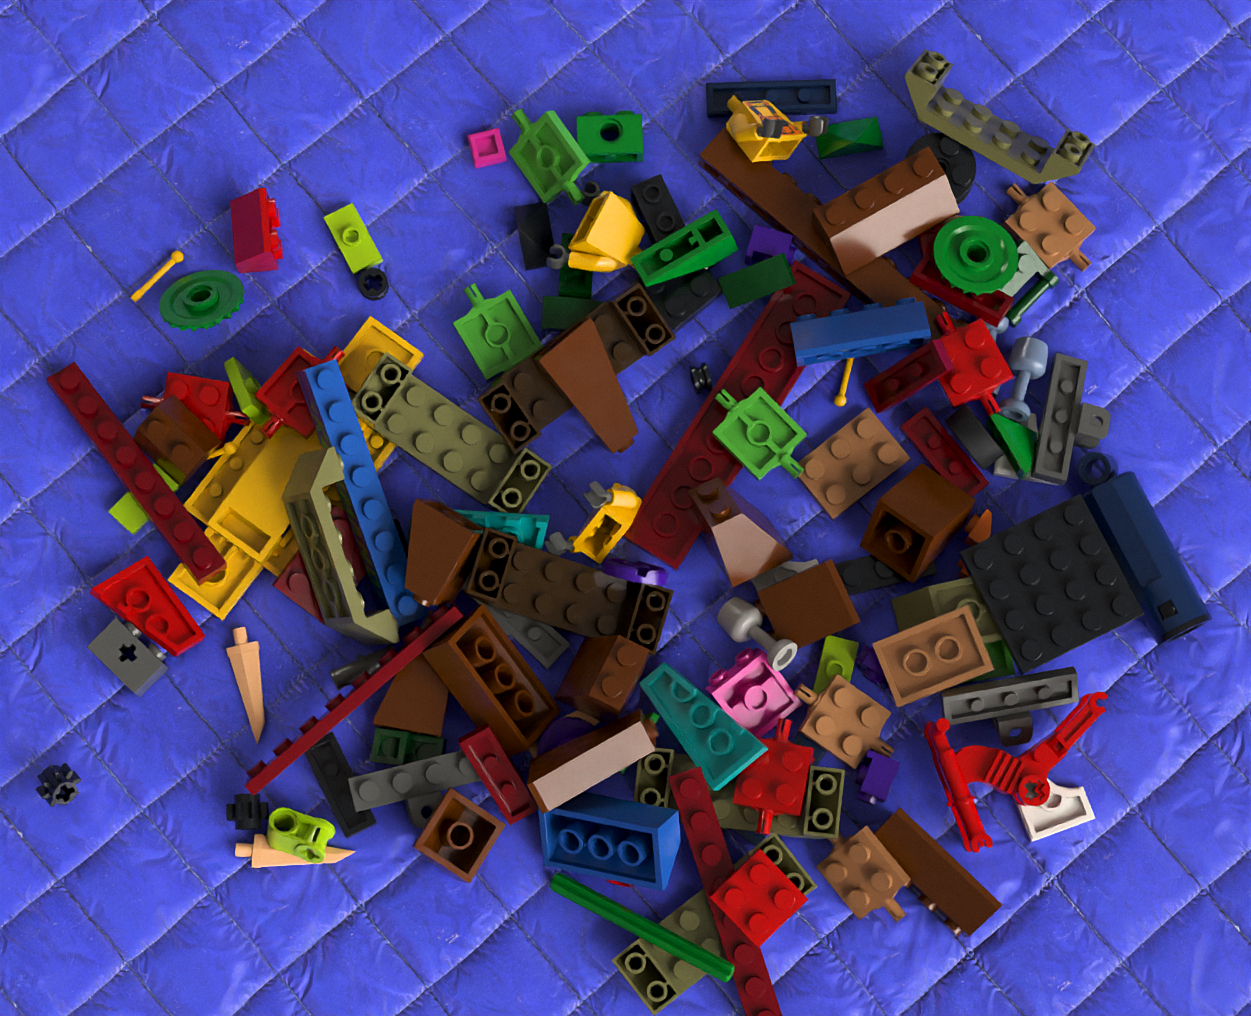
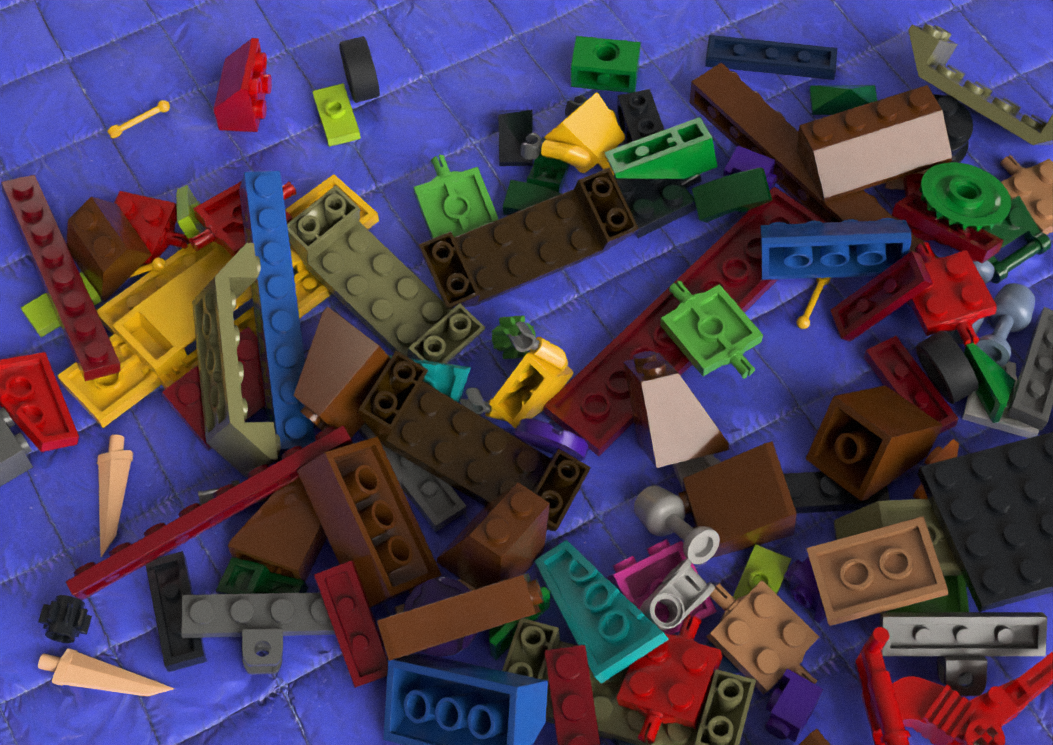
camera: 15 degrees right, 20 degrees down
(201, 300) = (172, 139): green gear -> none
(301, 834) = (111, 652): lime piece -> none
(368, 191) = (359, 69): none -> black tyre
(374, 274) = (351, 147): black bush -> none
(458, 836) = (287, 678): reddish brown slope -> none
(486, 148) = (485, 60): dark pink tile -> none
(548, 156) = (542, 66): bright green plate -> none
(579, 467) = (502, 342): none -> bright green gear
(586, 380) = (538, 254): reddish brown slope -> none
(700, 378) = (658, 277): black bush -> none
(765, 131) = (763, 73): yellow torso -> none
(768, 702) = (680, 592): none -> light grey piece
(851, 464) = (803, 382): medium nougat plate -> none

